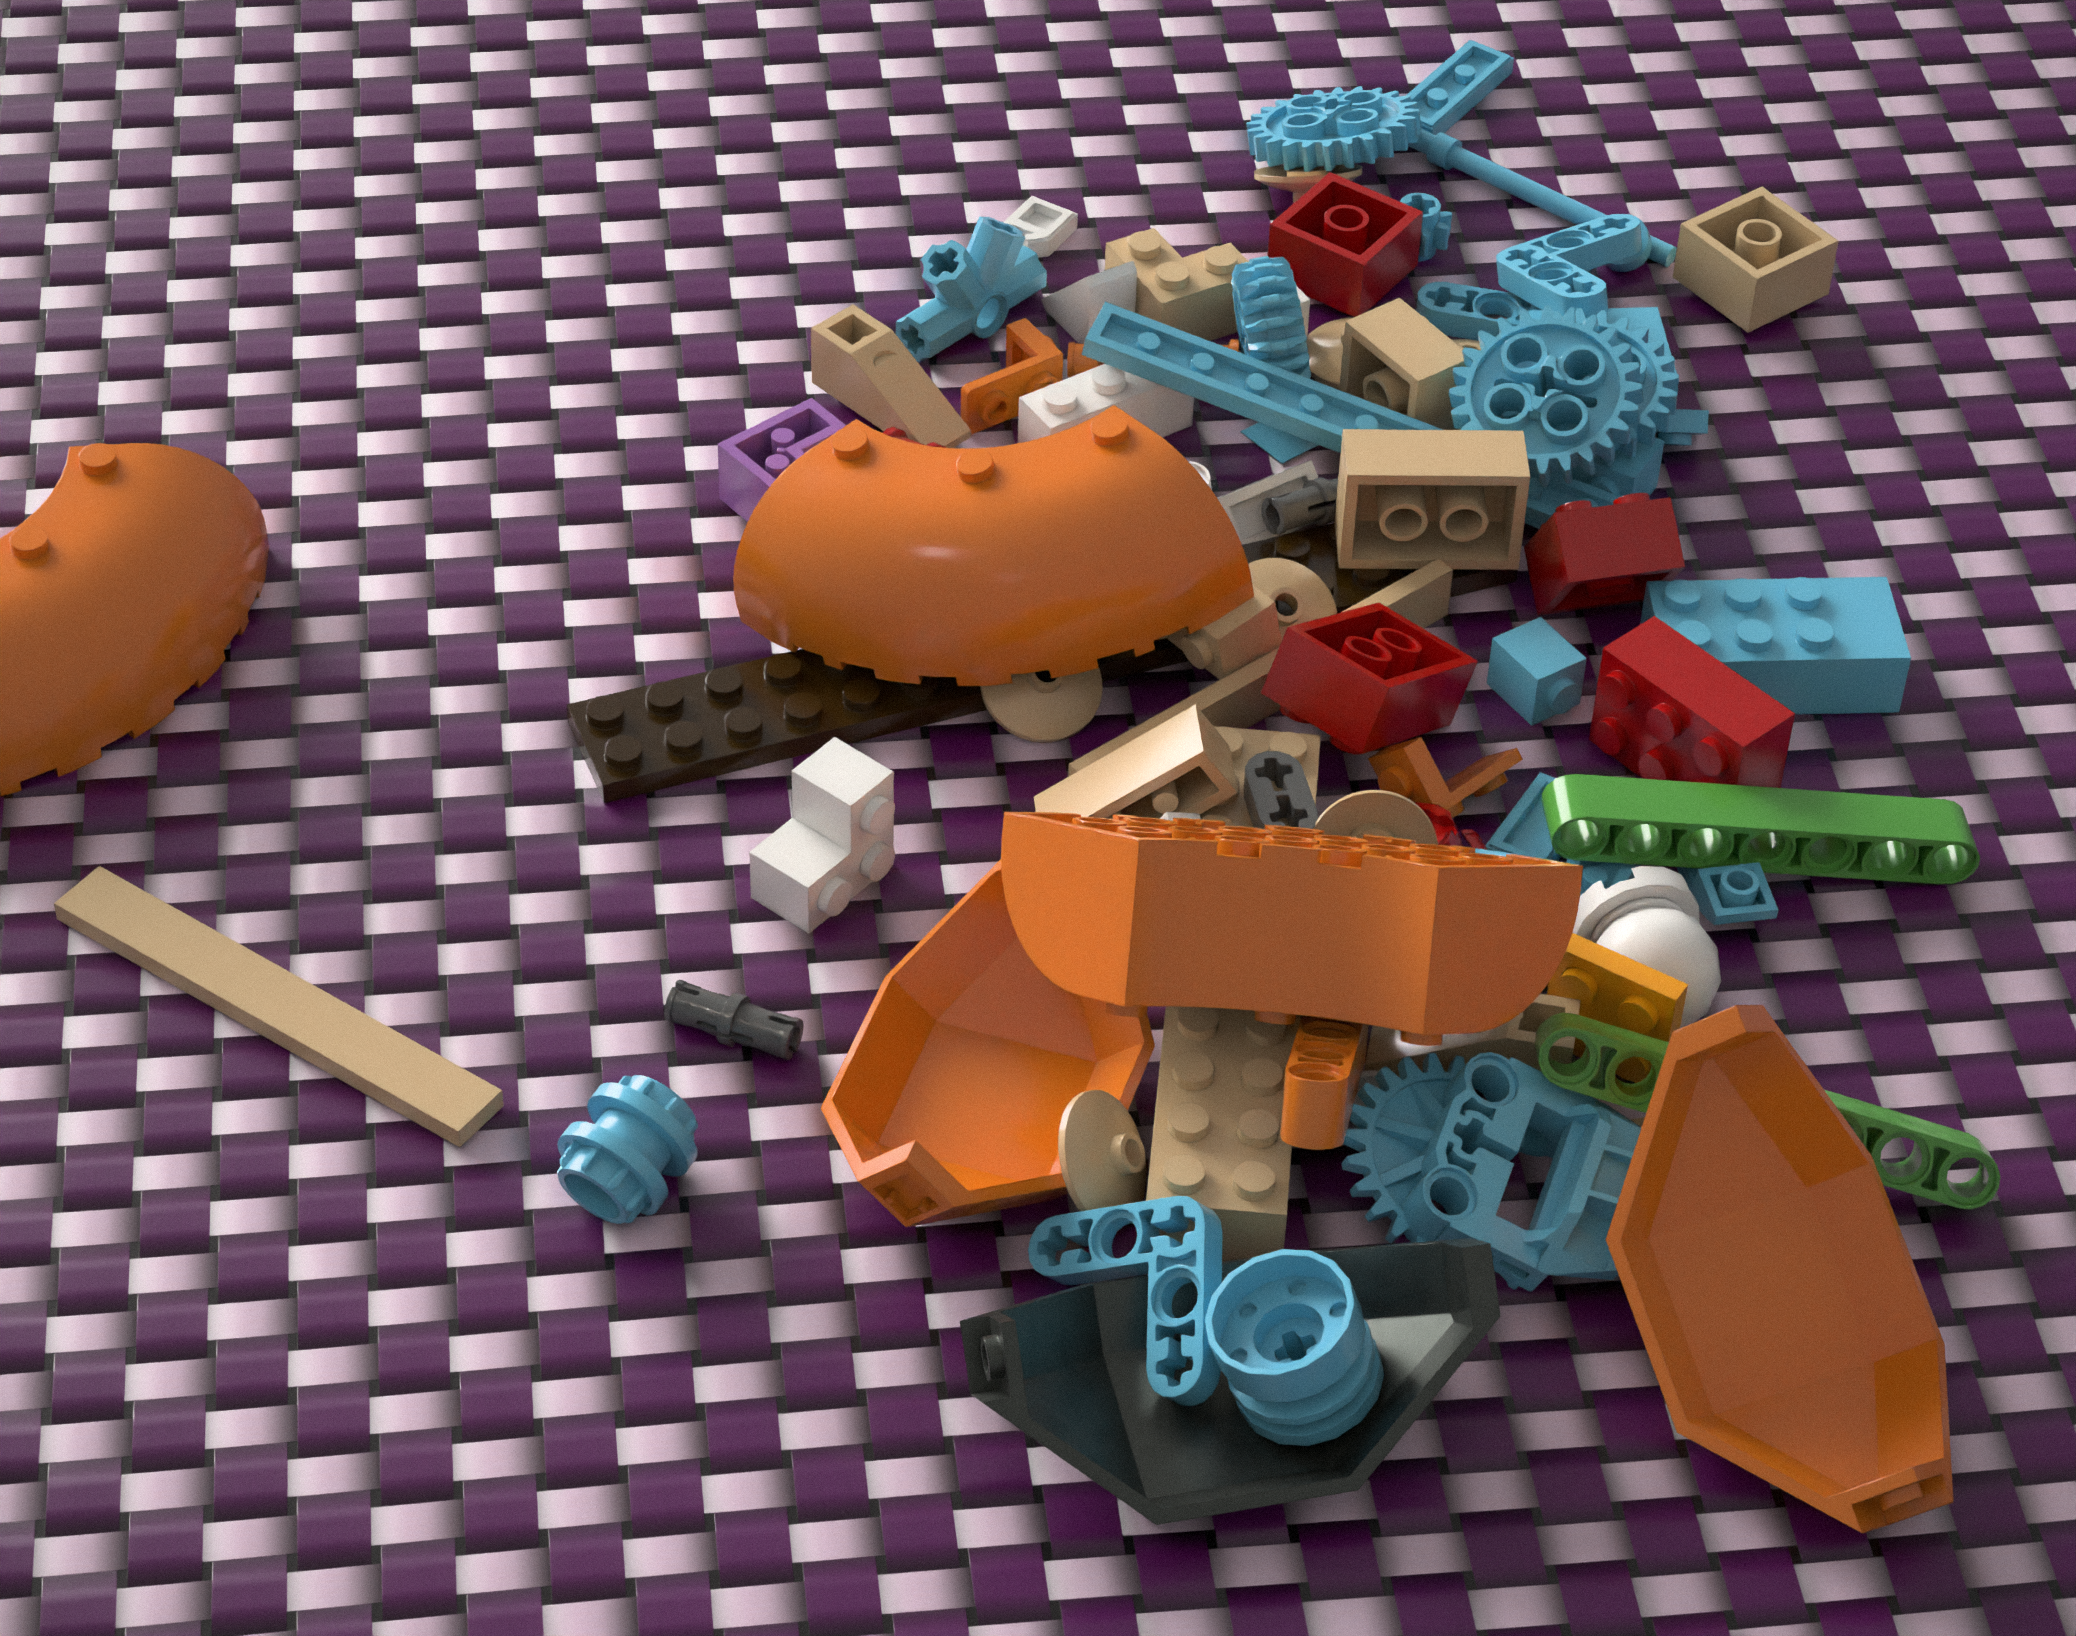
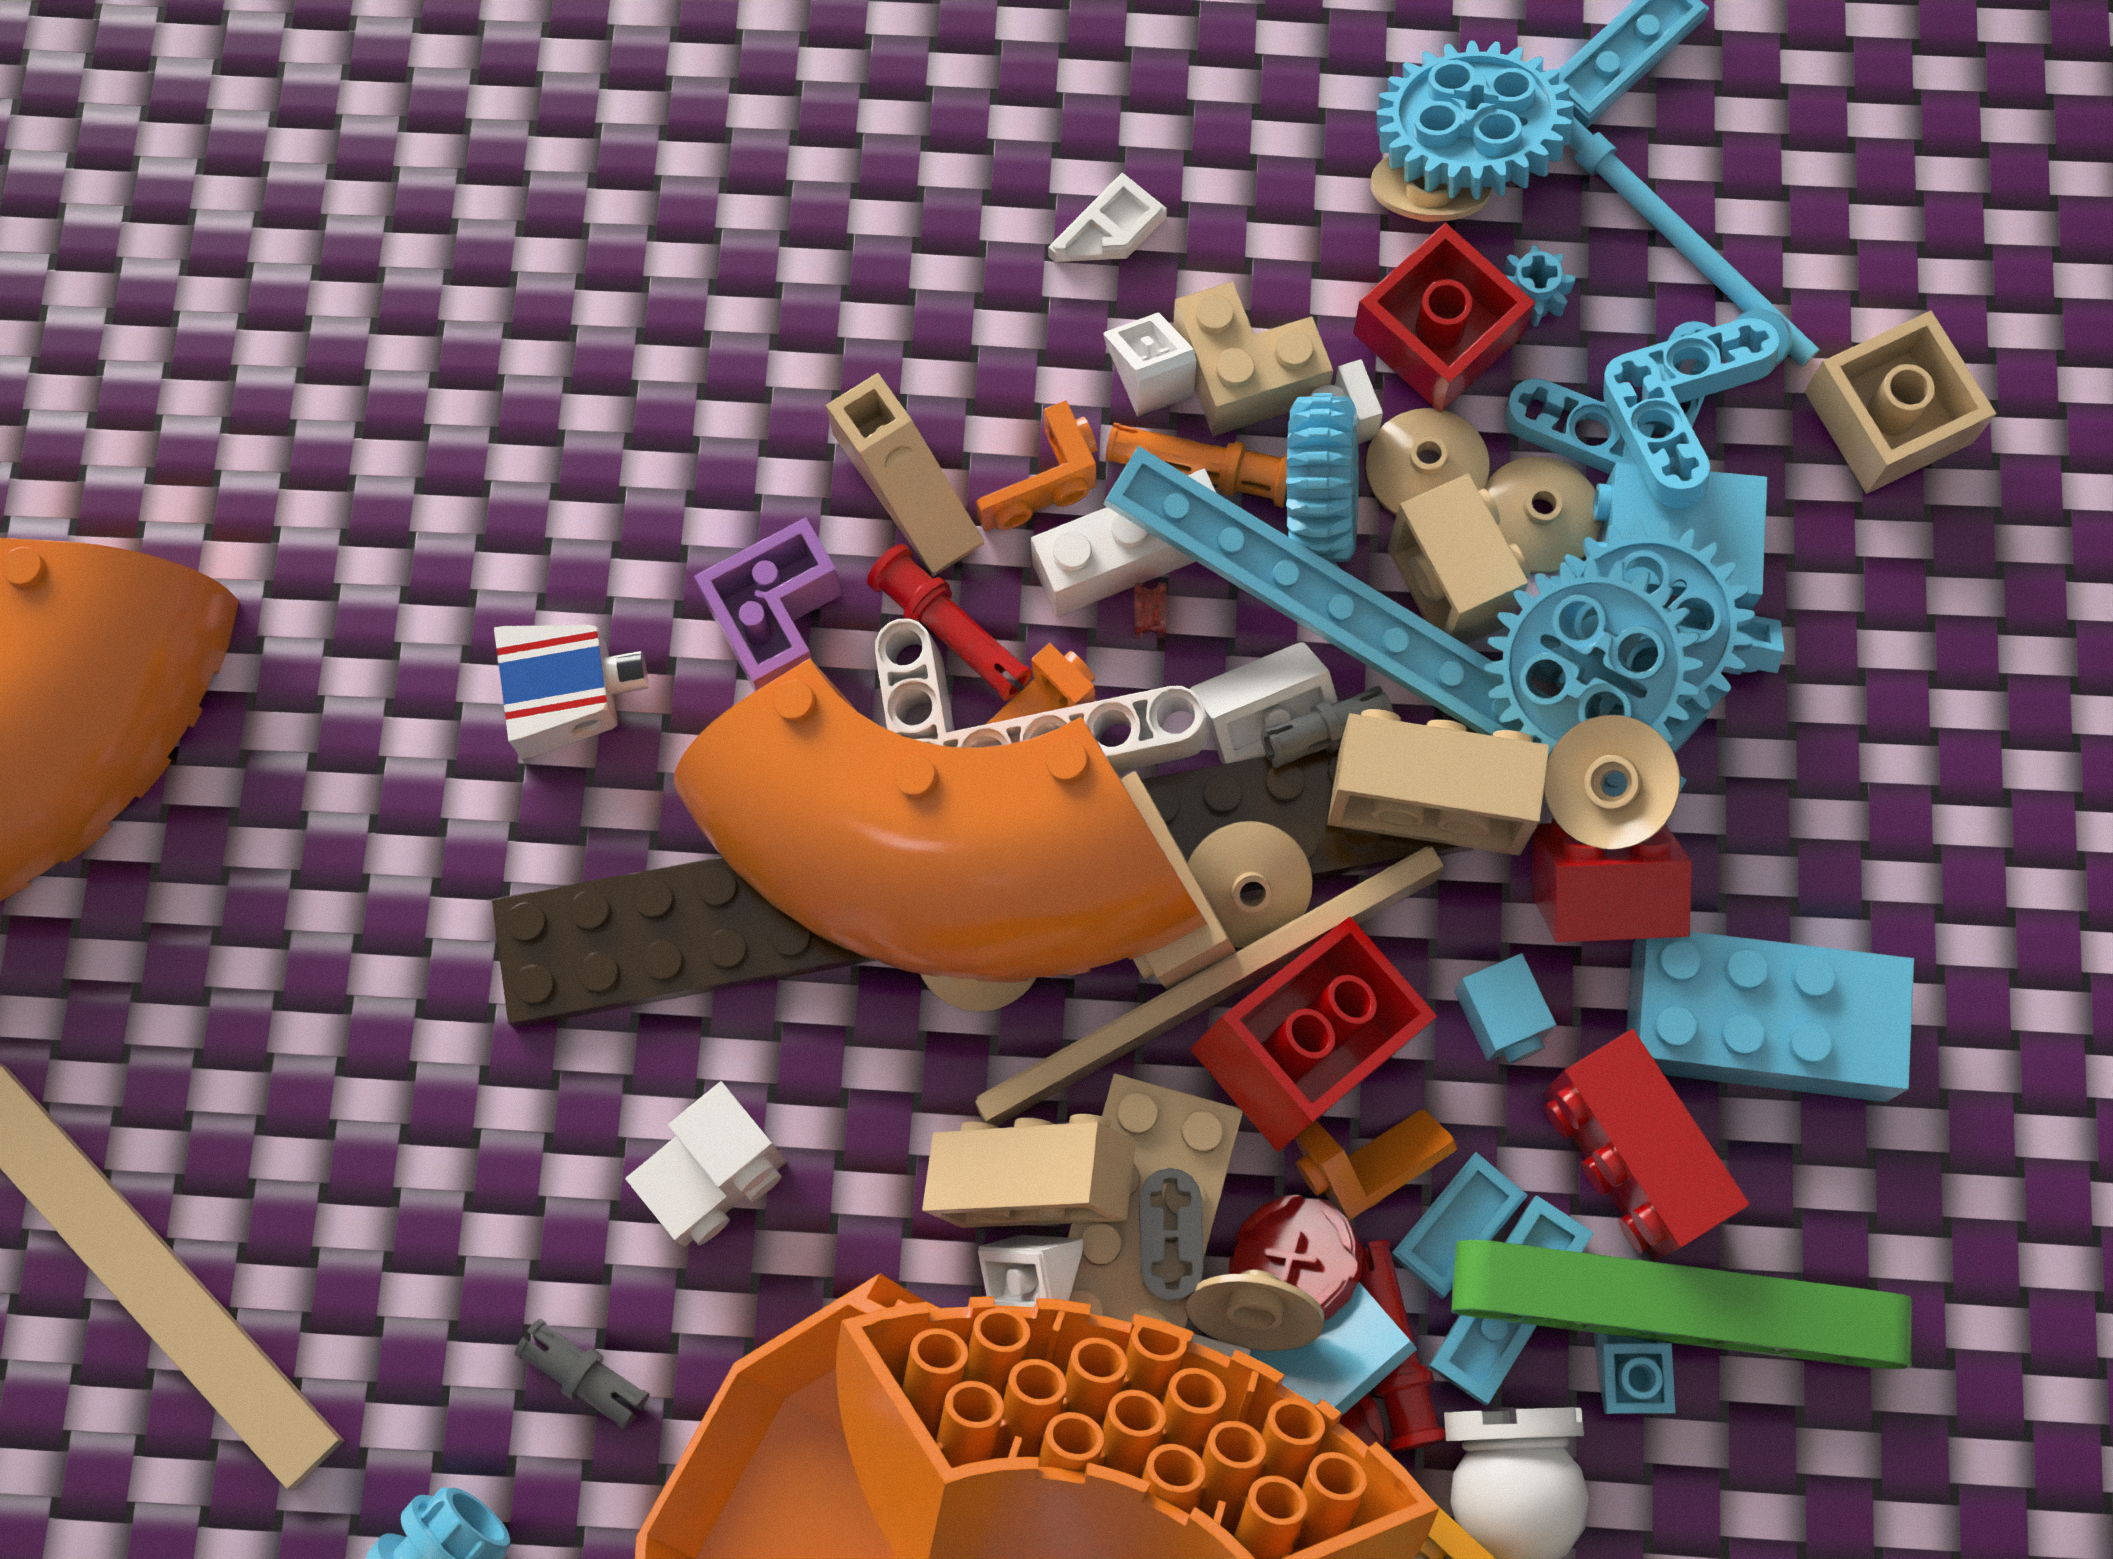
camera: 15 degrees right, 30 degrees up
(600, 553) = (561, 684): none -> torso
(971, 288) = (1021, 339): medium azure piece -> none
(1582, 436) = (1578, 775): none -> tan dish

